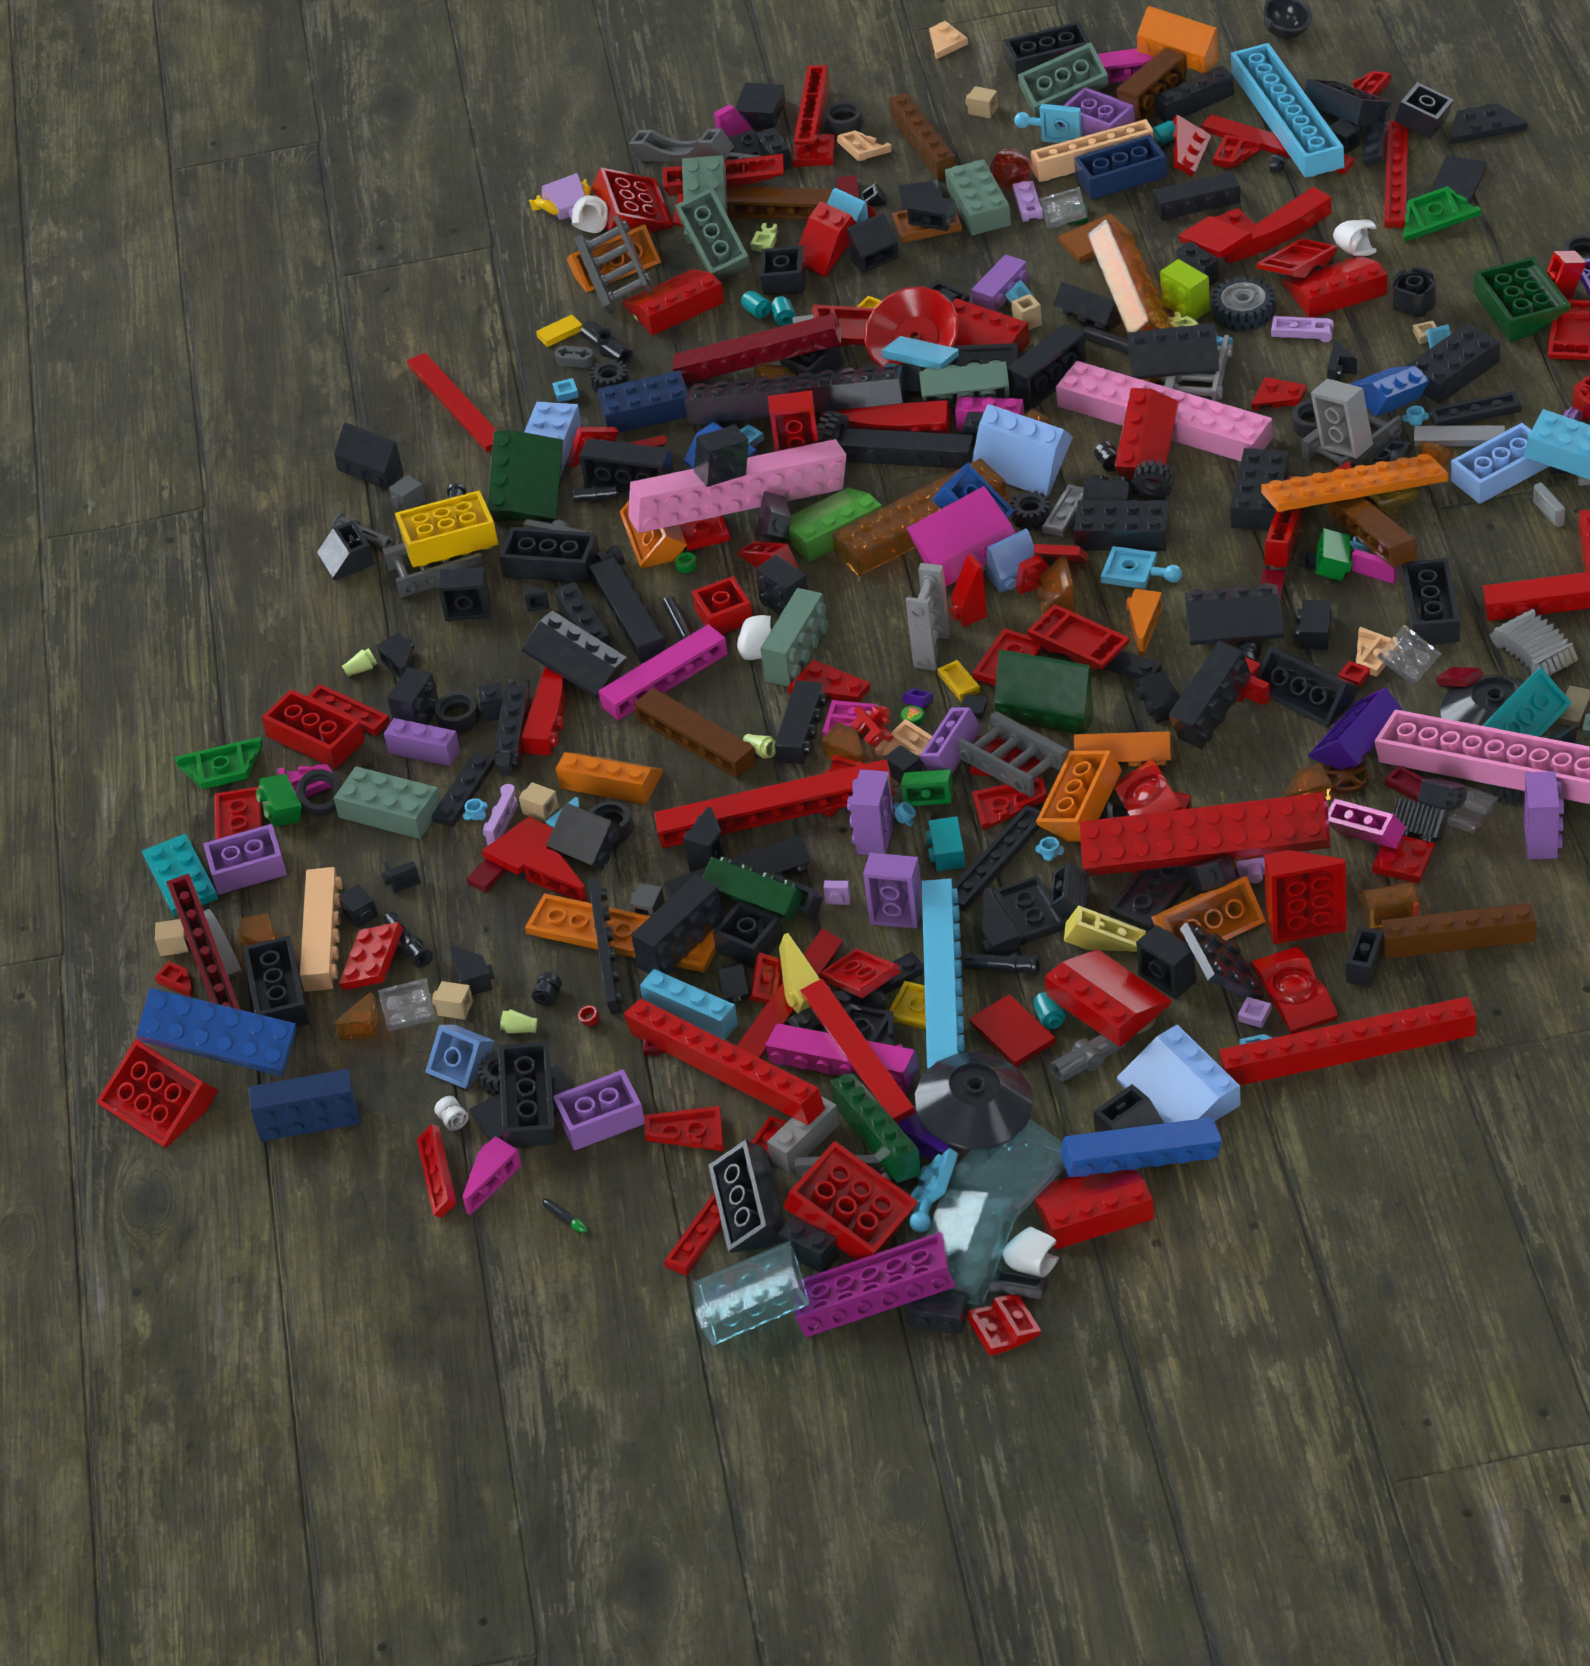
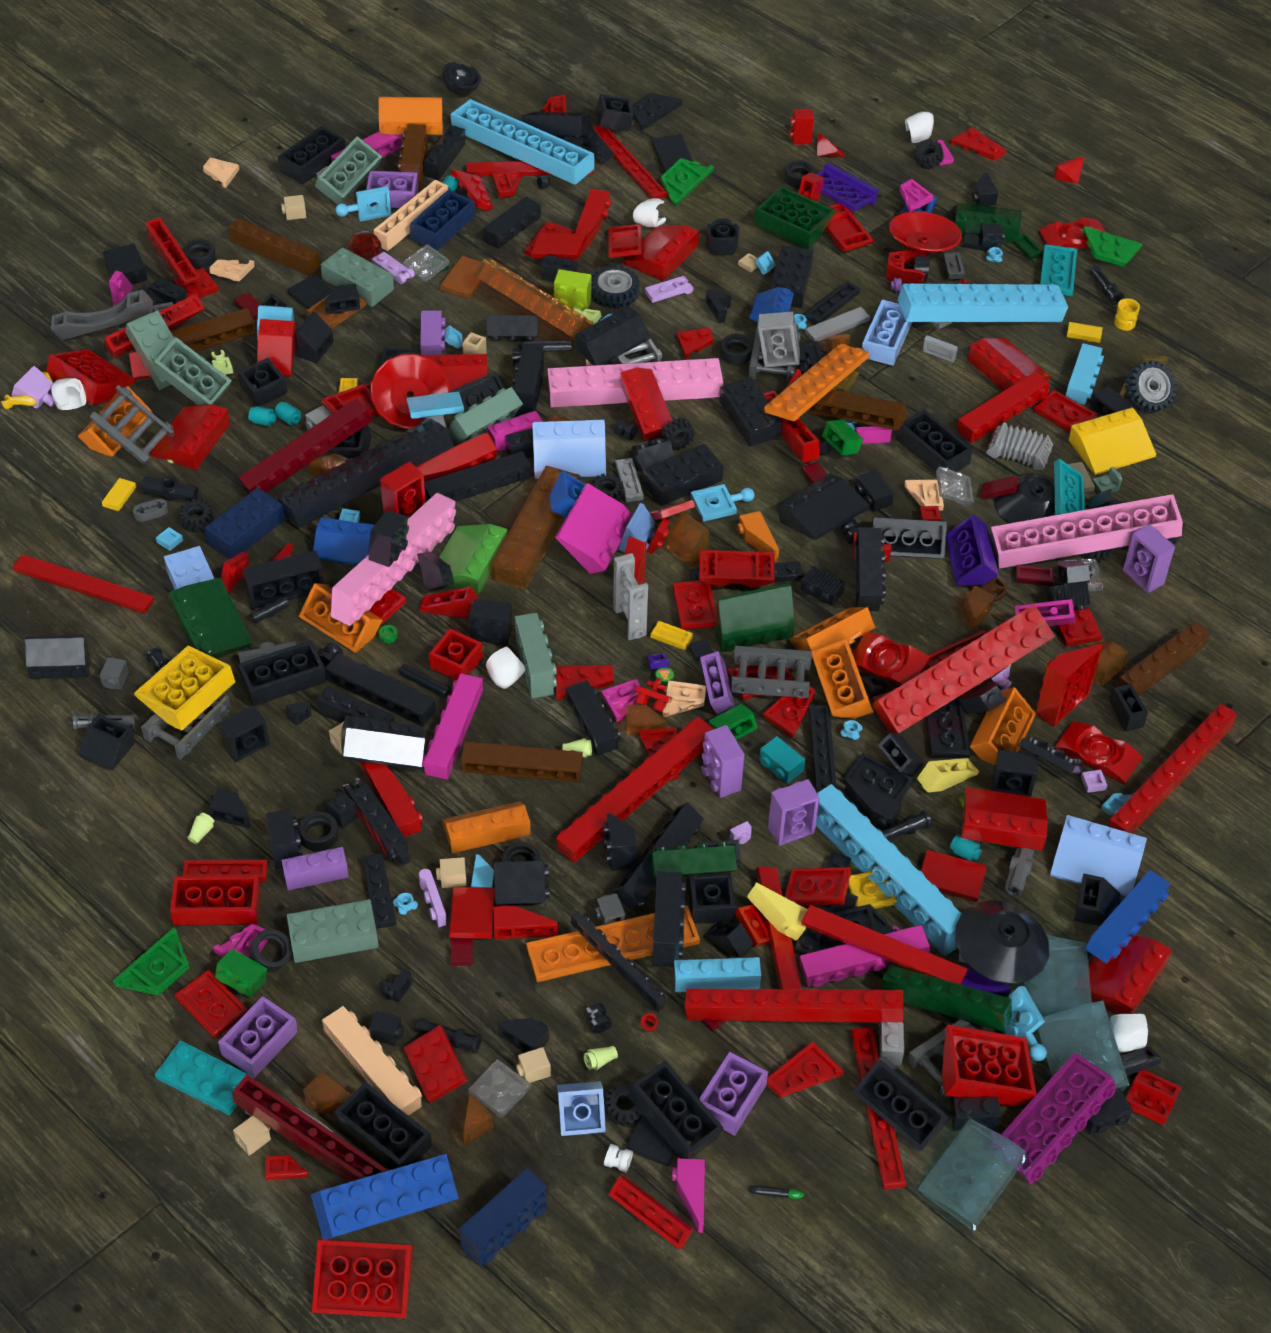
camera: 45 degrees left, 5 degrees up
(901, 762) = (696, 710): black brick -> none

